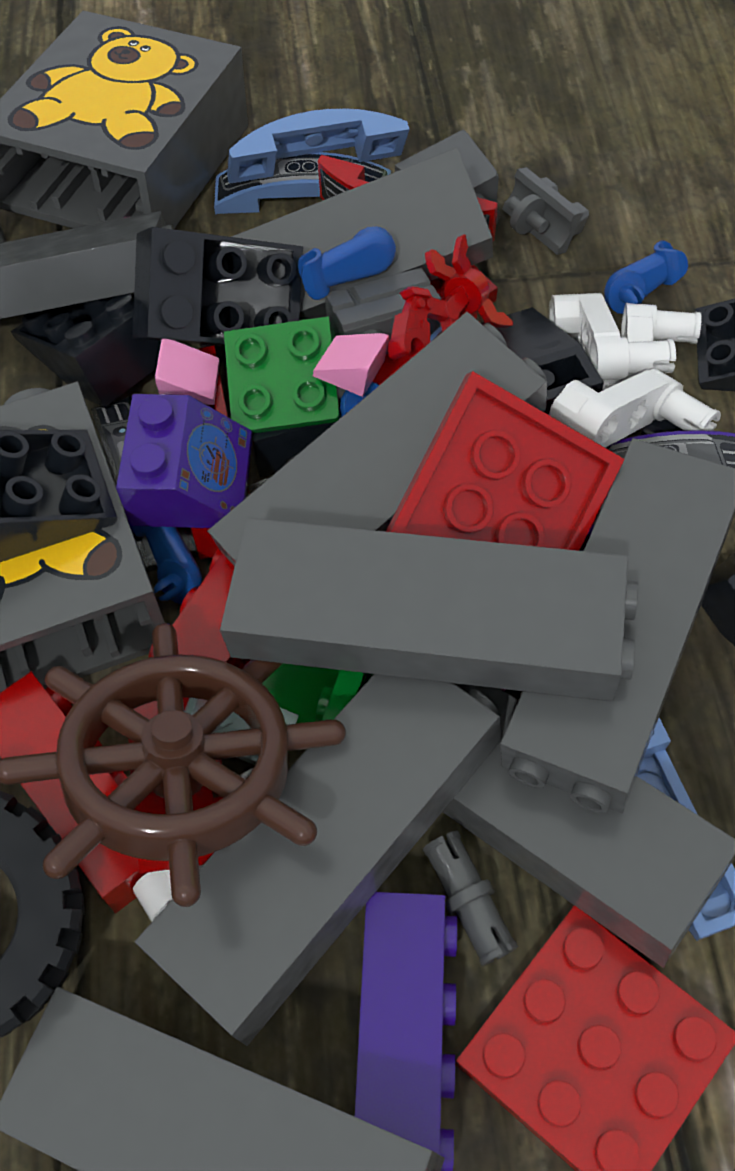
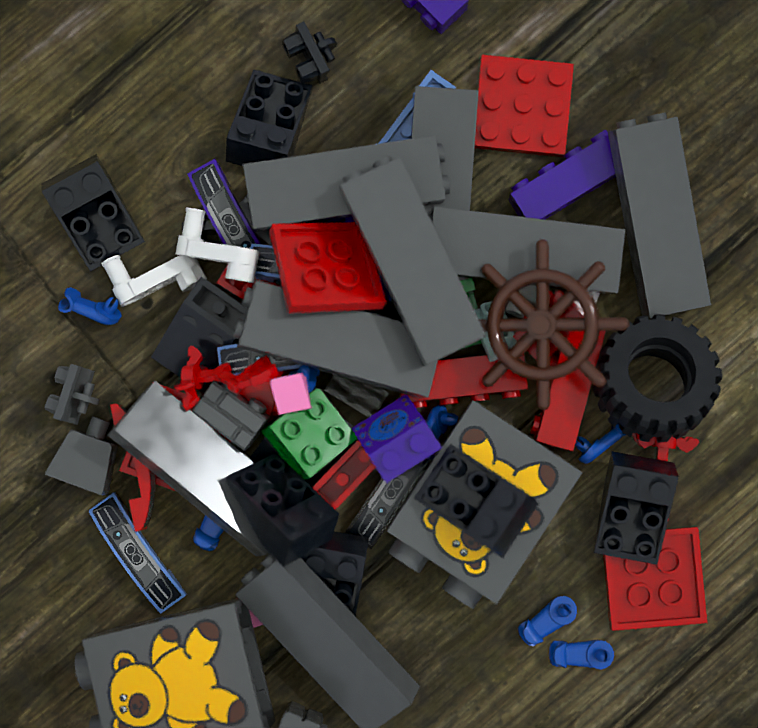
camera: 125 degrees left, 25 degrees up
(186, 372) = (340, 483): bright pink slope -> none
(315, 131) = (149, 575): medium blue slope -> none
(361, 257) = (215, 440): blue piece -> none
(470, 898) = (499, 186): dark grey pin -> none
(593, 326) = (178, 284): white beam -> none

